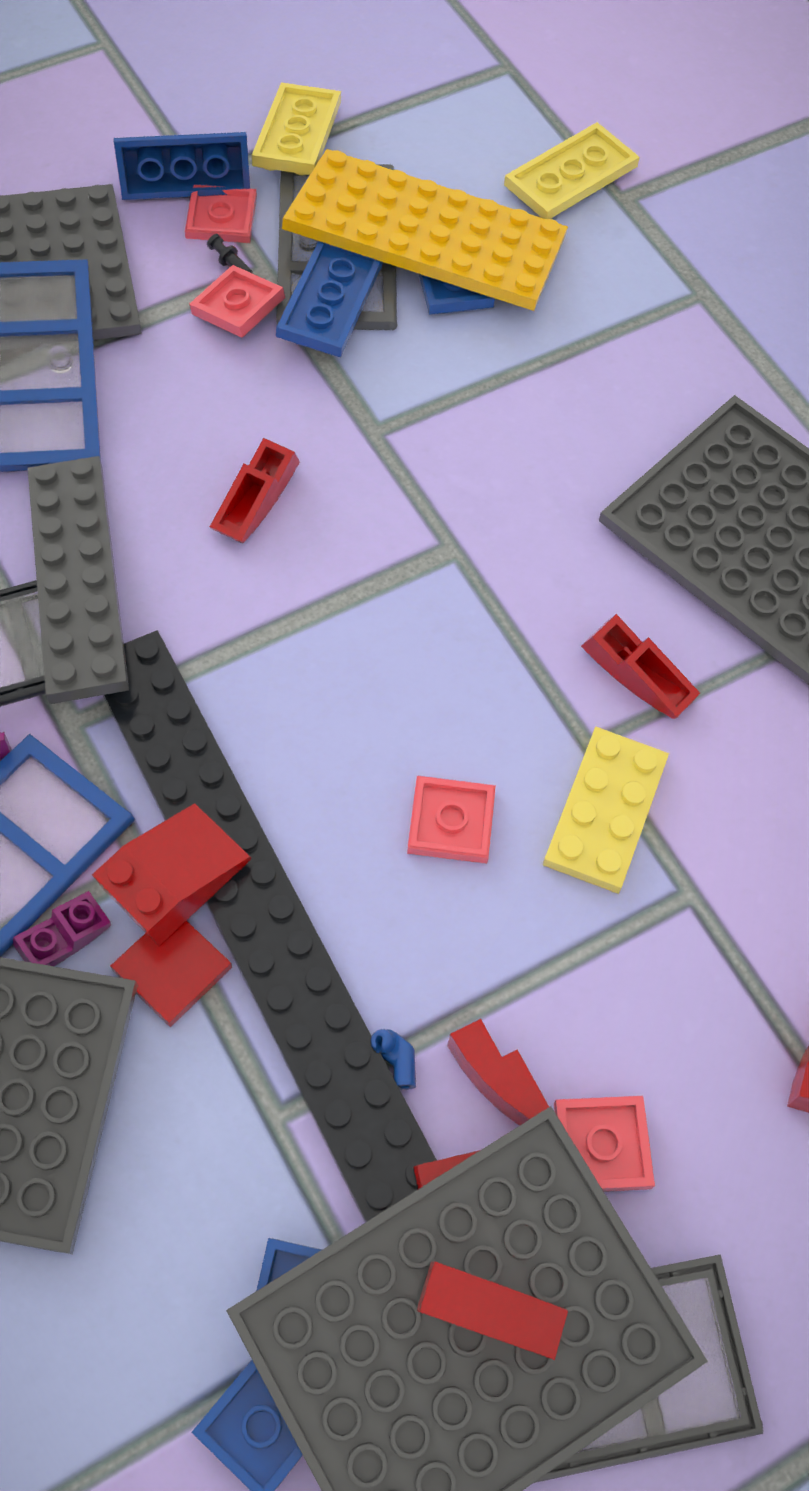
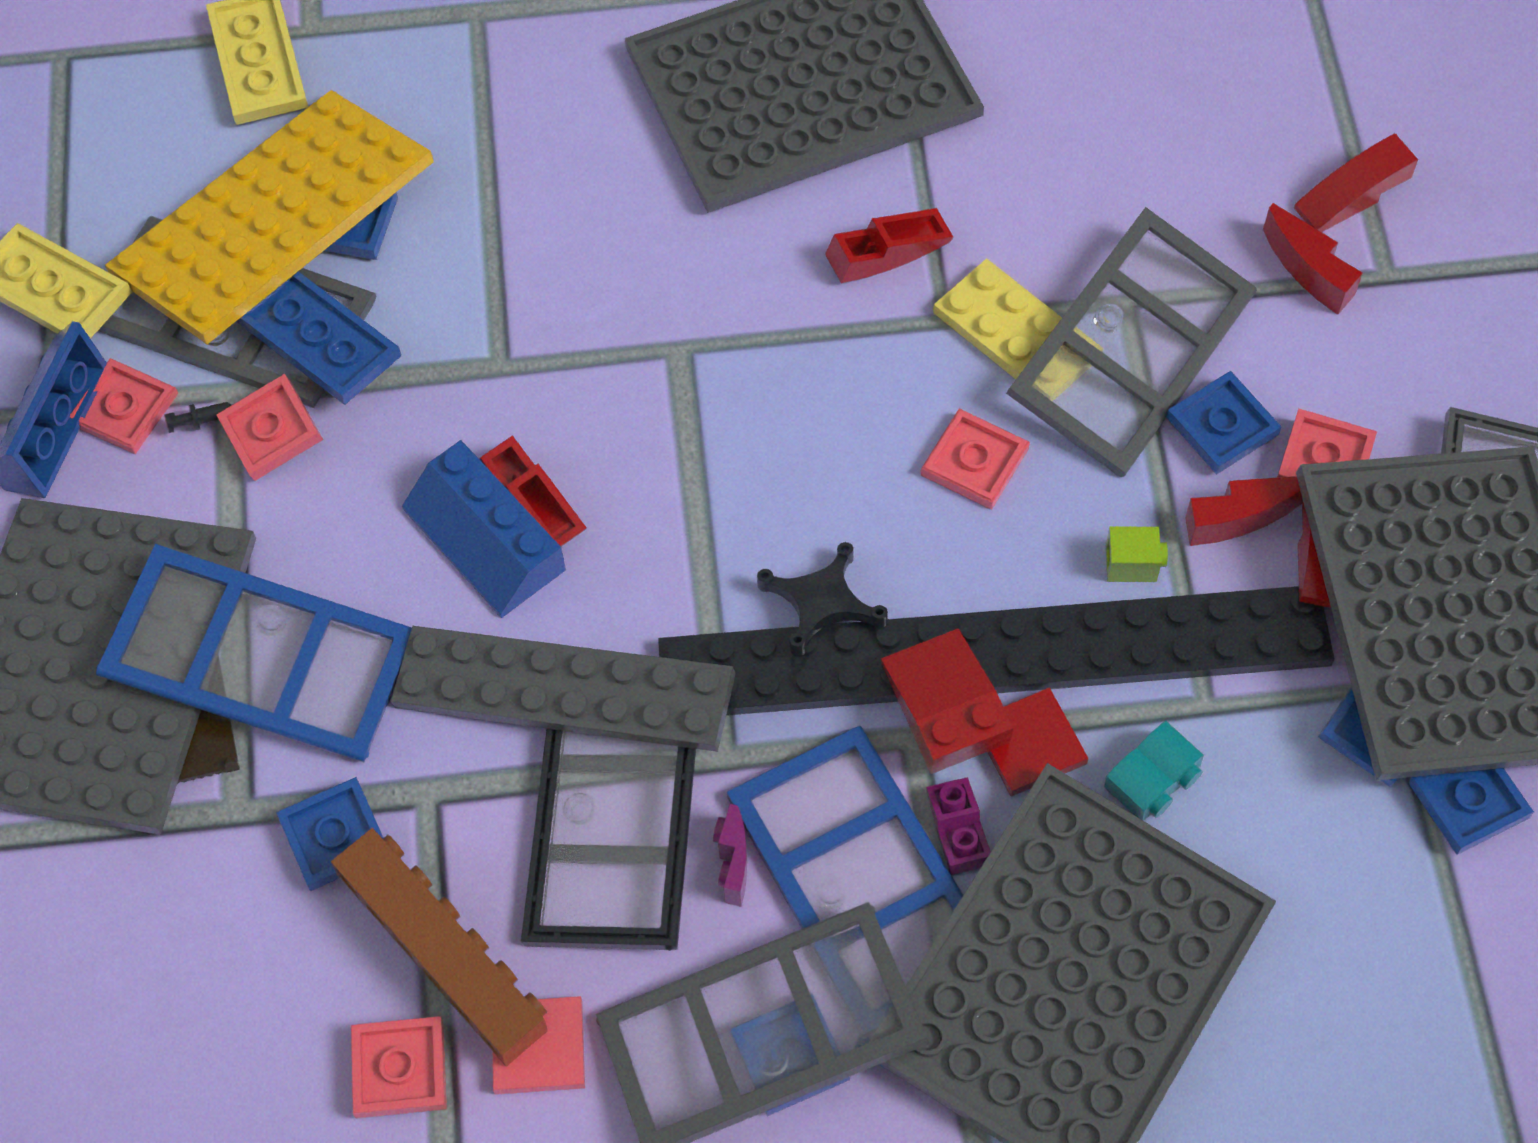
camera: 60 degrees left, 0 degrees up
(173, 1088) = (1154, 772): none -> teal brick
(205, 472) = (483, 529): none -> blue slope
(241, 738) = (822, 599): none -> black piece
(397, 1053) = (1188, 583): blue arm -> none
(404, 991) = (1134, 554): none -> lime brick
(492, 1310) = (1450, 574): red slope -> none
(595, 1029) = (1223, 422): none -> blue plate
(644, 912) = (1132, 342): none -> door

